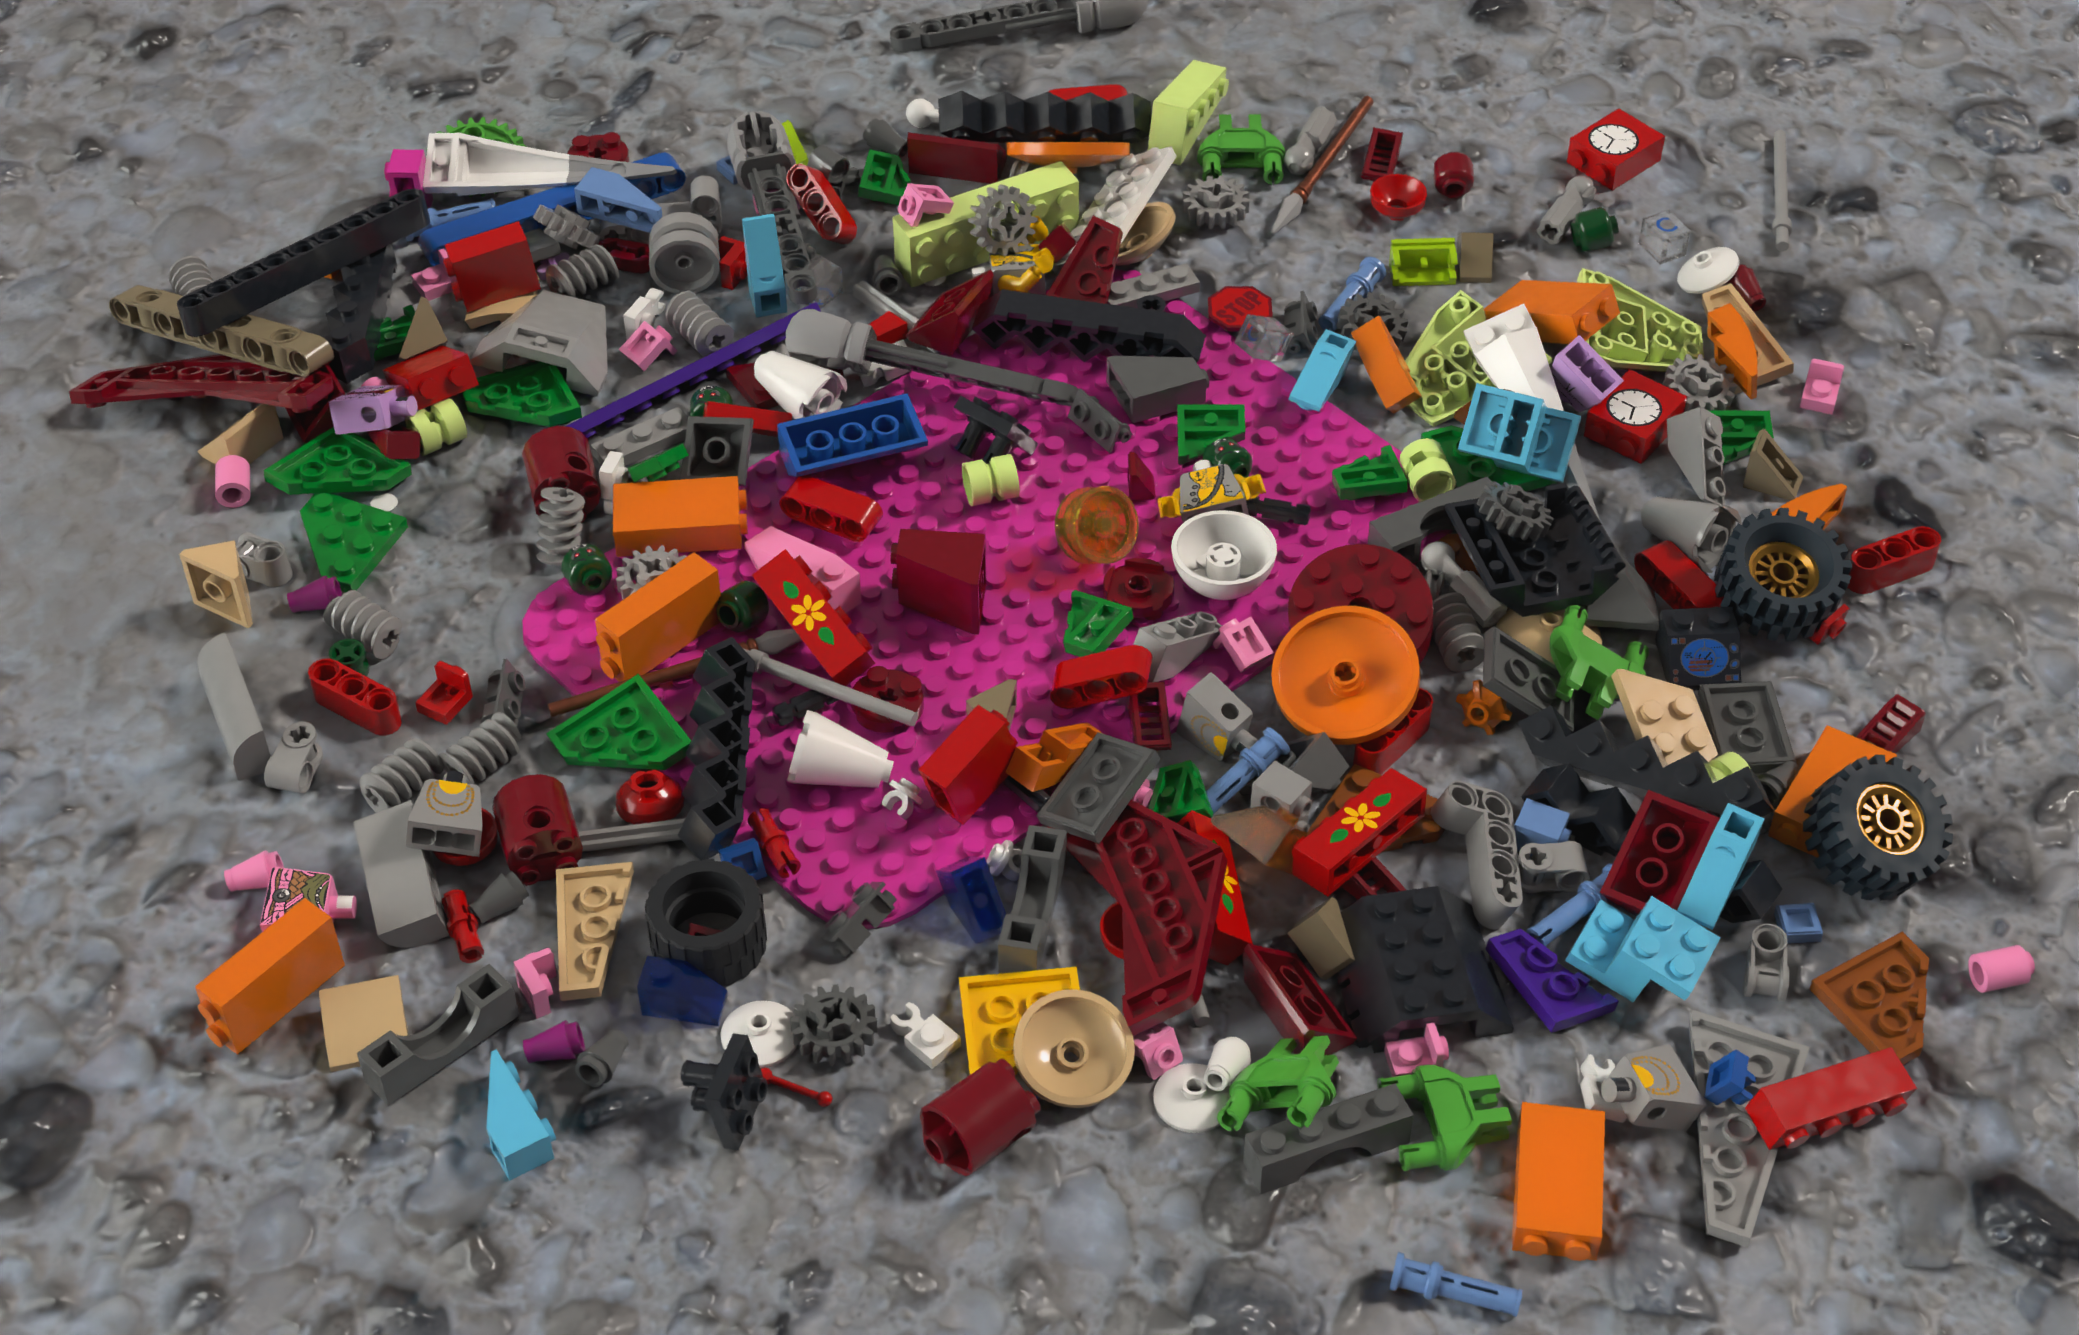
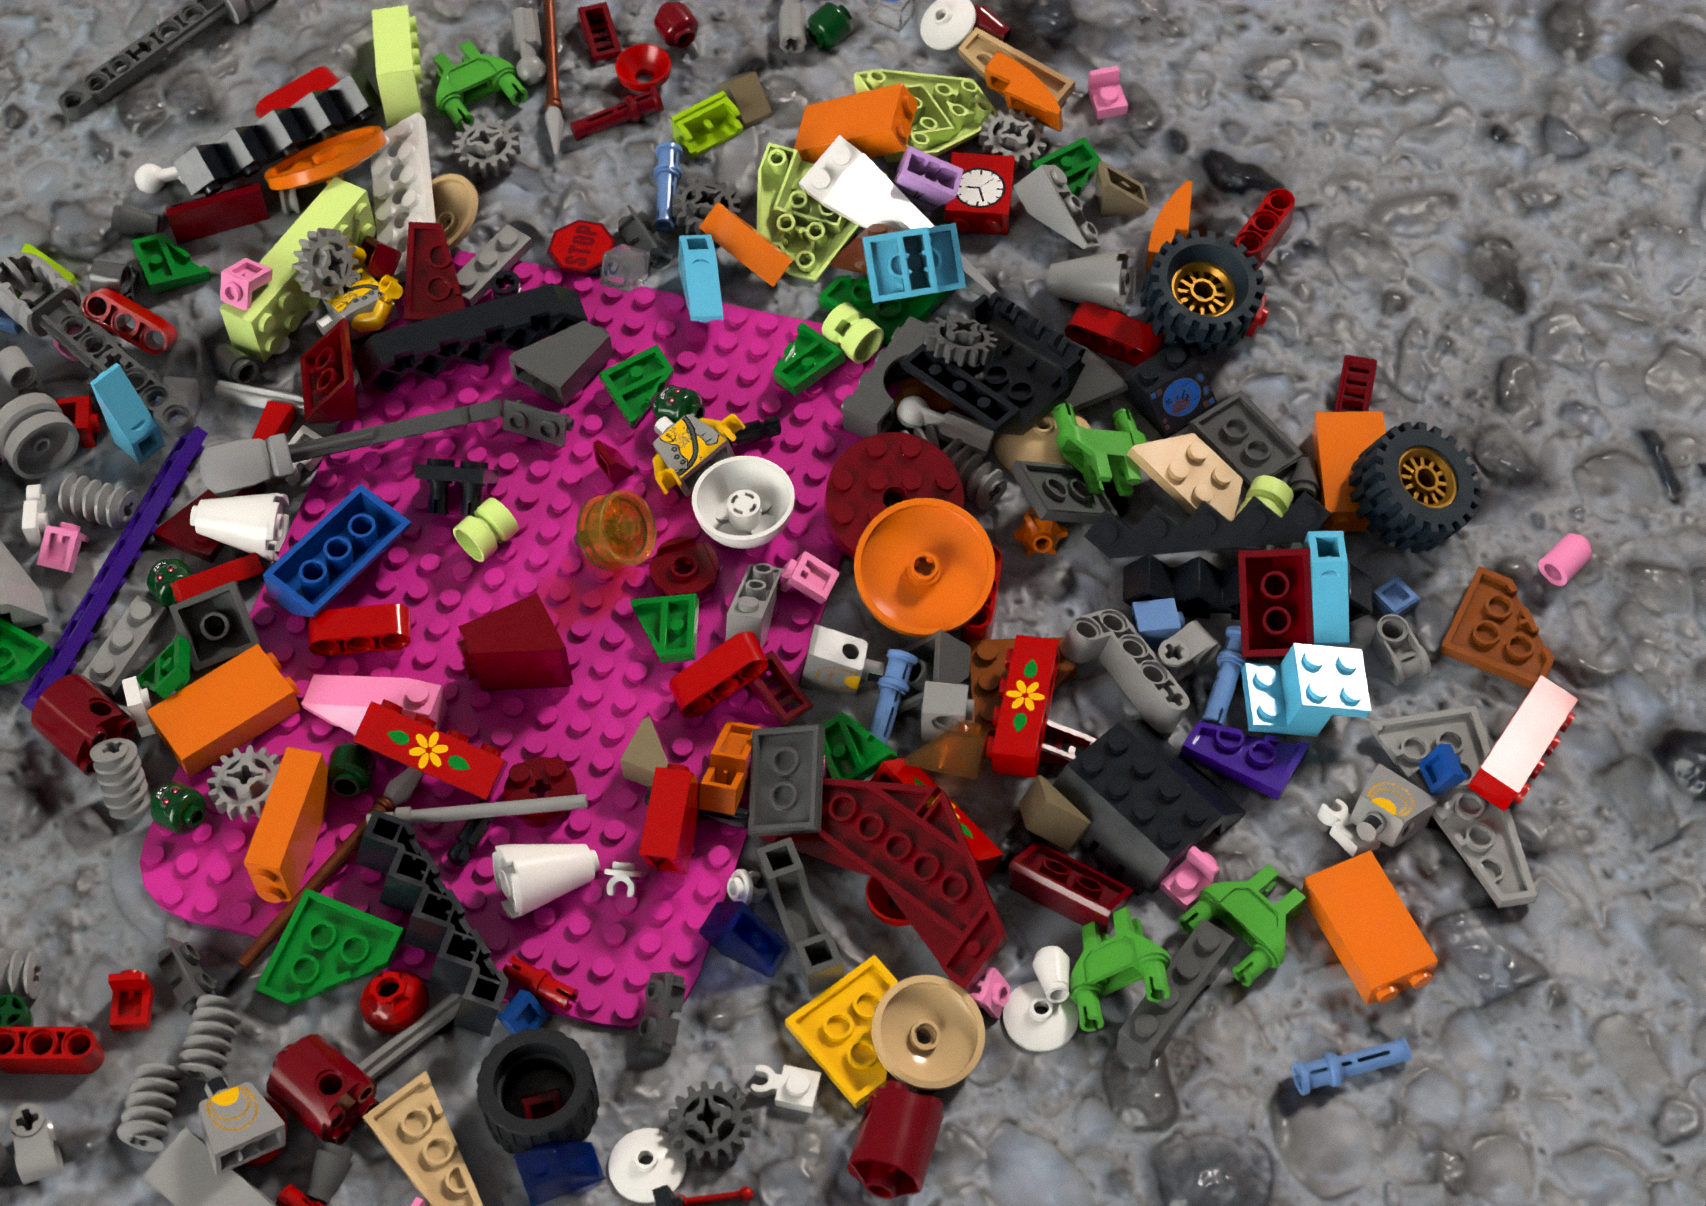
camera: 30 degrees left, 10 degrees up
(1363, 223) = (630, 109): none -> dark red pin

